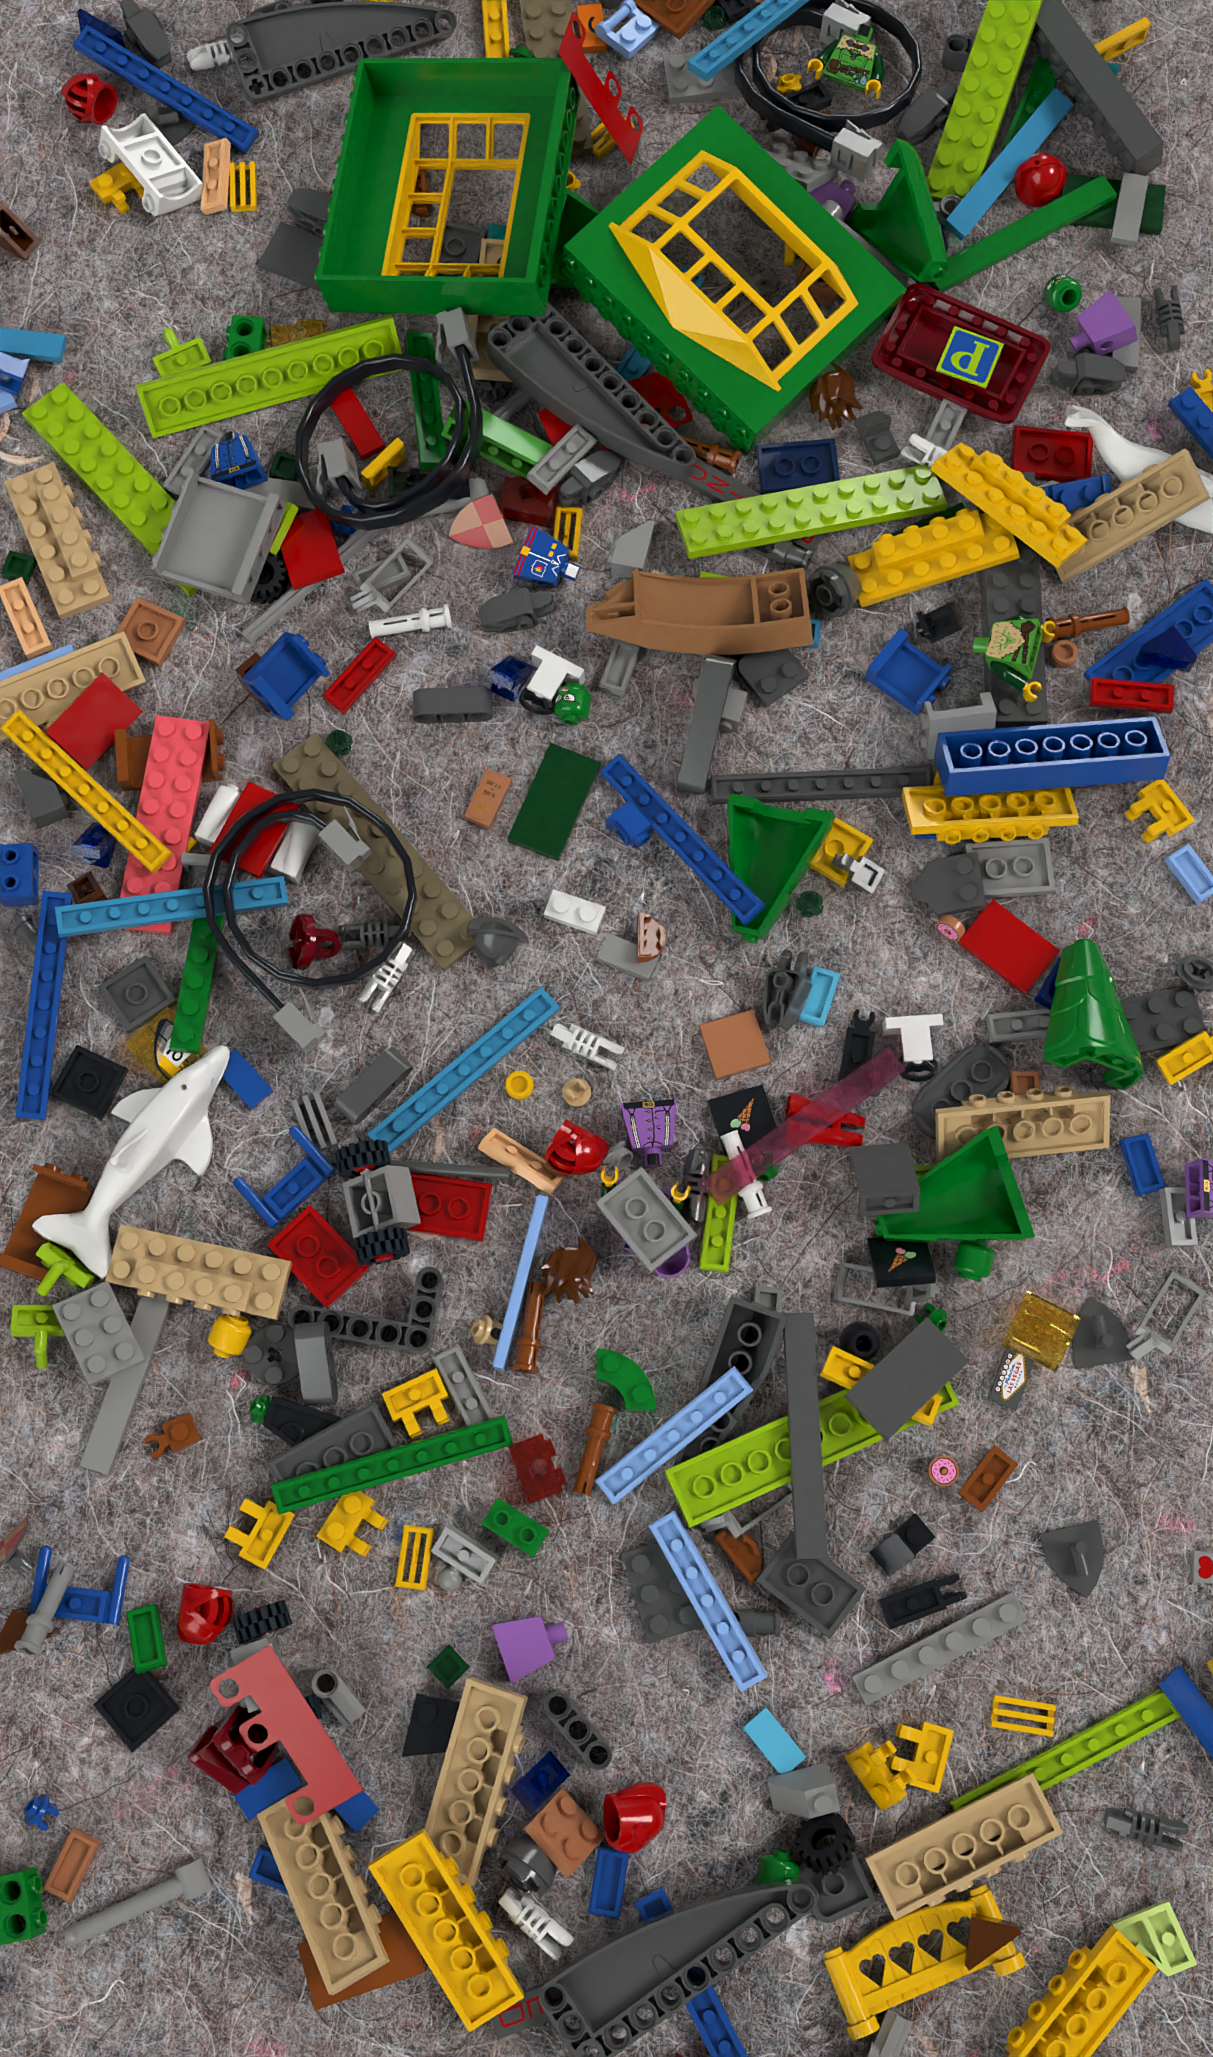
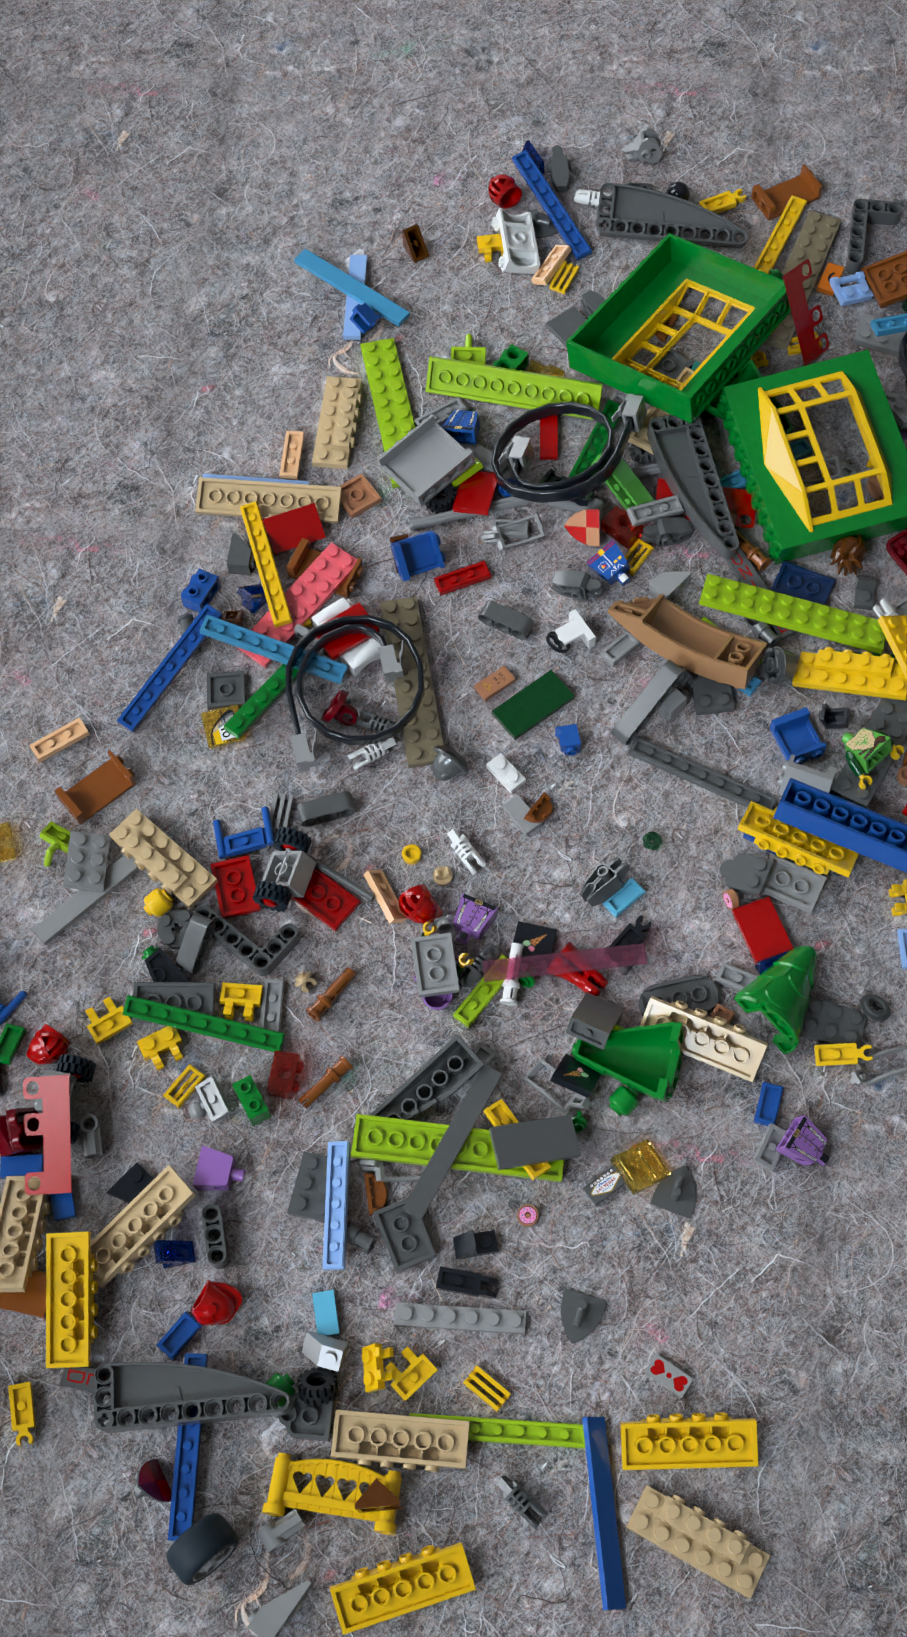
camera: 35 degrees right, 10 degrees down
(18, 566) = (306, 425): dark green tile -> none
(61, 1262) = (89, 809): lime plate -> none
(89, 1082) = (169, 724): black tile -> none
(162, 1127) = (189, 769): white animal -> none
(178, 1435) = (96, 943): dark orange plate -> none
(245, 1080) = (255, 767): blue tile -> none
(283, 467) = (489, 441): dark green tile -> none
(339, 736) = (426, 604): clear green plate -> none
(377, 470) = (558, 464): yellow tile -> none
(423, 620) = (519, 564): white pin -> none
(448, 1666) = (164, 1157): dark green tile -> none
(465, 1070) = (385, 828): dark azure plate -> none
(509, 677) = (549, 620): clear blue slope -> none
(520, 1283) = (340, 964): light blue tile -> none
(527, 1866) = (138, 1294): dark grey cone -> none
(535, 1922) = (122, 1331): white hinge -> none
(564, 1832) = (170, 1287): nougat plate -> none
(569, 1271) = (373, 971): reddish brown hair -> none
(572, 704) = (577, 653): green head -> none
(627, 1379) = (369, 1054): green brick -> none
(674, 1435) = (376, 1099): light blue tile -> none
(683, 840) = (595, 763): blue tile -> none
(734, 1044) = (555, 898): nougat tile -> none
(771, 854) = (638, 800): green cone -> none
(840, 840) = (687, 817): yellow tile -> none
(860, 1340) = (523, 1108): black piece -> none
(862, 872) = (694, 839): plate -> none
(915, 1042) = (665, 953): white piece -> none
(987, 1478) = (552, 1235): dark orange plate -> none
(1153, 1339) = (709, 1212): light grey sword -> none
(1158, 1937) = (488, 1570): yellowish green wing -> none

